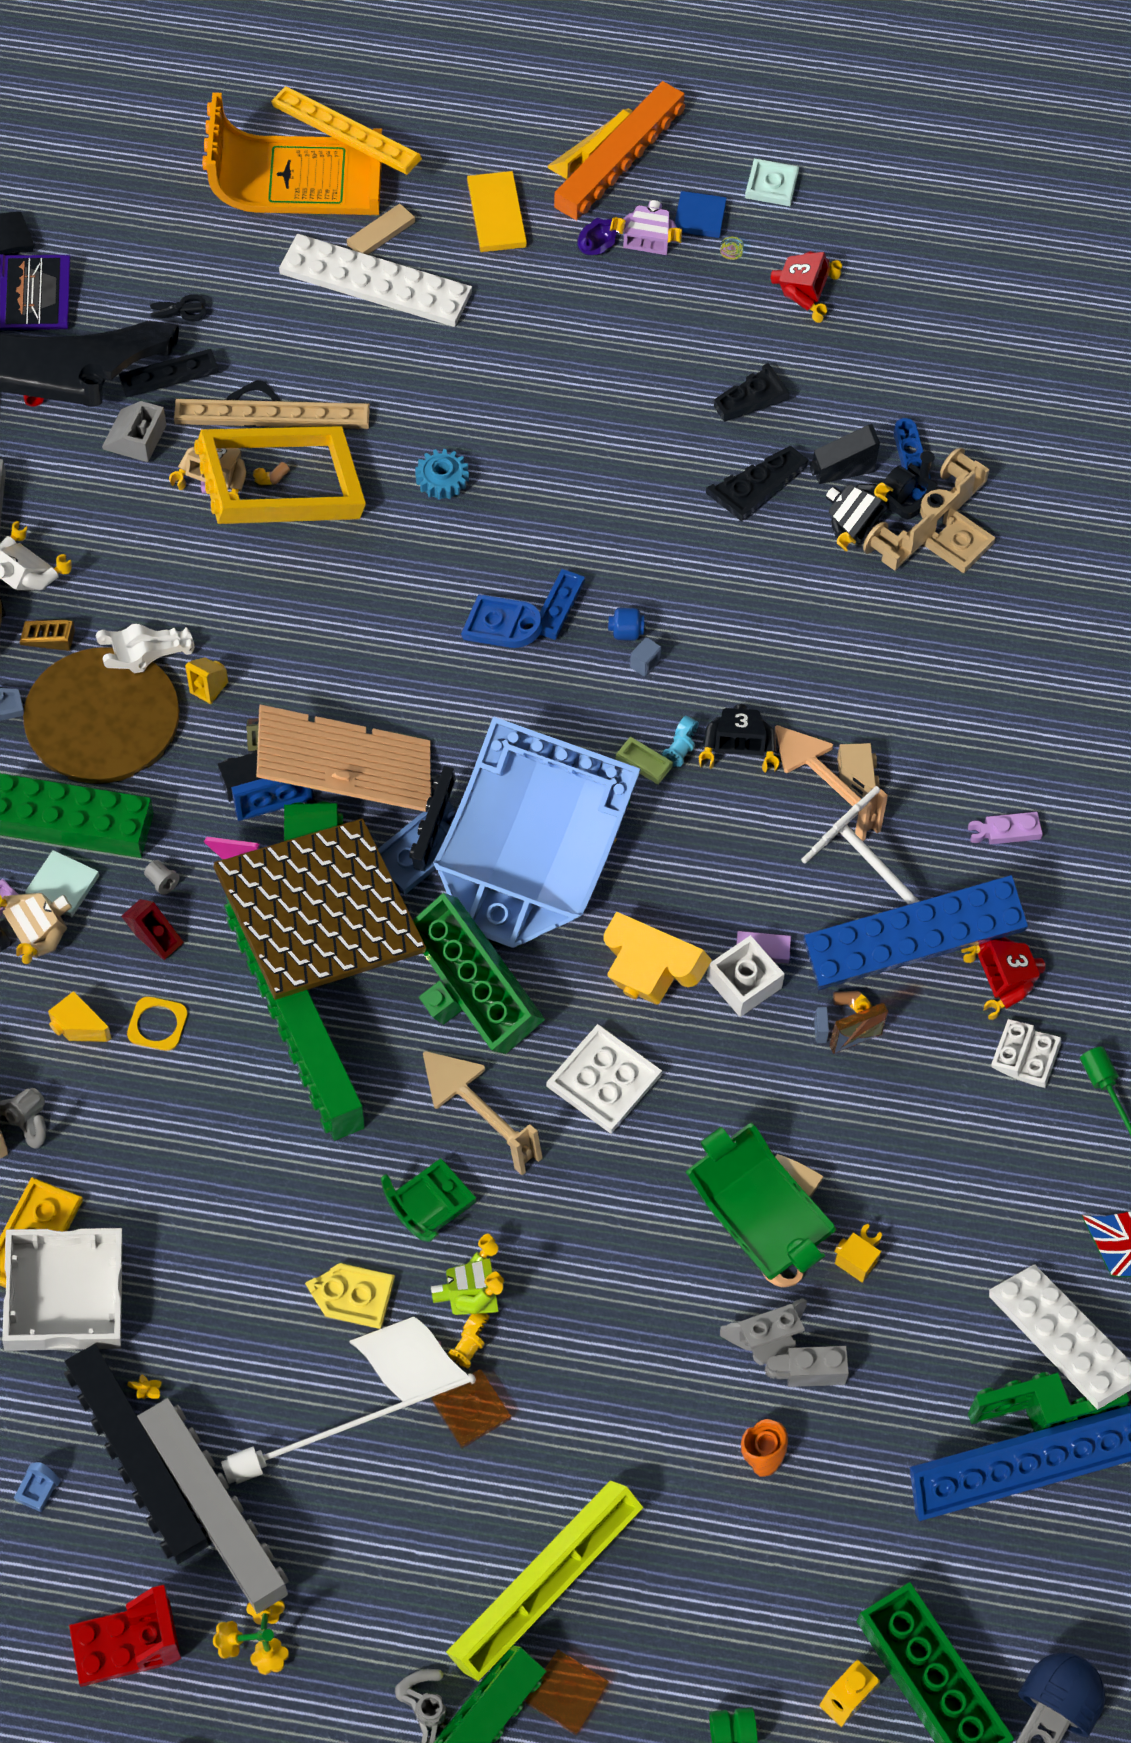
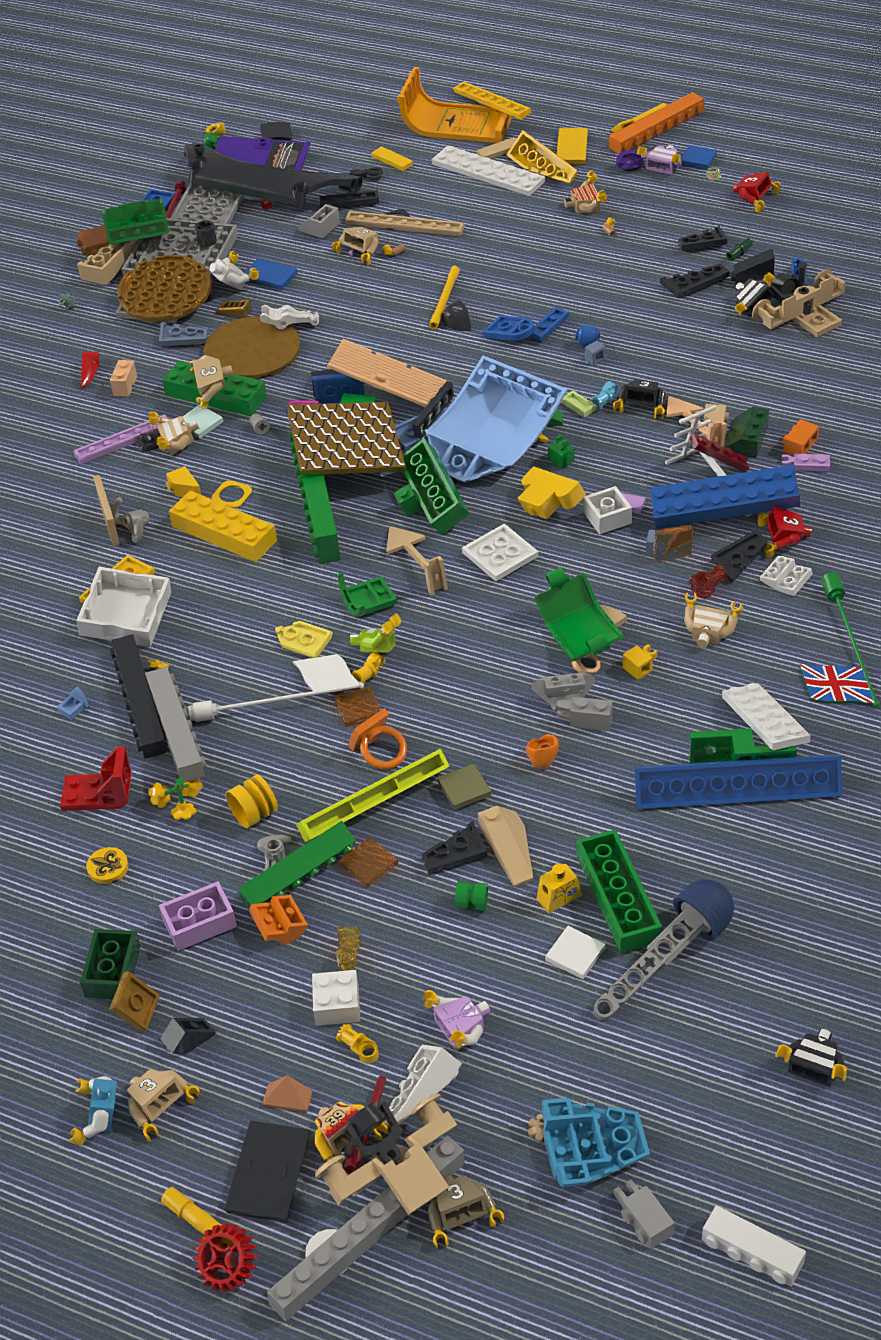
camera: 20 degrees right, 15 degrees down
(65, 811) = (209, 377): none -> tan torso
(90, 550) = (272, 273): none -> blue tile
(152, 928) = (244, 446): dark red slope -> none
(166, 1098) = (223, 526): none -> yellow brick
(206, 678) = (319, 334): yellow slope -> none
(212, 271) = (392, 158): none -> yellow tile
(285, 509) = (394, 258): yellow window -> none
(377, 1622) = (251, 801): none -> yellow wheel
(379, 611) = (436, 317): none -> yellow piece
(415, 615) = (457, 319): none -> black piece
(442, 474) = (496, 258): dark azure gear -> none
(458, 252) = (539, 159): none -> yellow wedge
(510, 1465) = (369, 732): none -> orange tile
(549, 328) = (586, 198): none -> tan torso
(597, 384) = (608, 227): none -> medium nougat arm
(646, 870) = (561, 452): none -> green brick
(668, 1531) = (464, 786): none -> olive tile
(687, 1648) = (459, 849): none -> black wing
(753, 1612) = (508, 841): none -> tan wedge
(772, 182) = (748, 146): light aqua tile -> none
(810, 409) = (739, 249): none -> dark green axle
(885, 846) = (718, 452): none -> dark red plate
(910, 783) = (748, 431): none -> dark green slope
(921, 1085) = (704, 583): none -> clear red connector
(942, 1168) = (709, 624): none -> tan torso
(953, 1028) = (740, 554): none -> black wing
(989, 788) = (800, 438): none -> orange brick

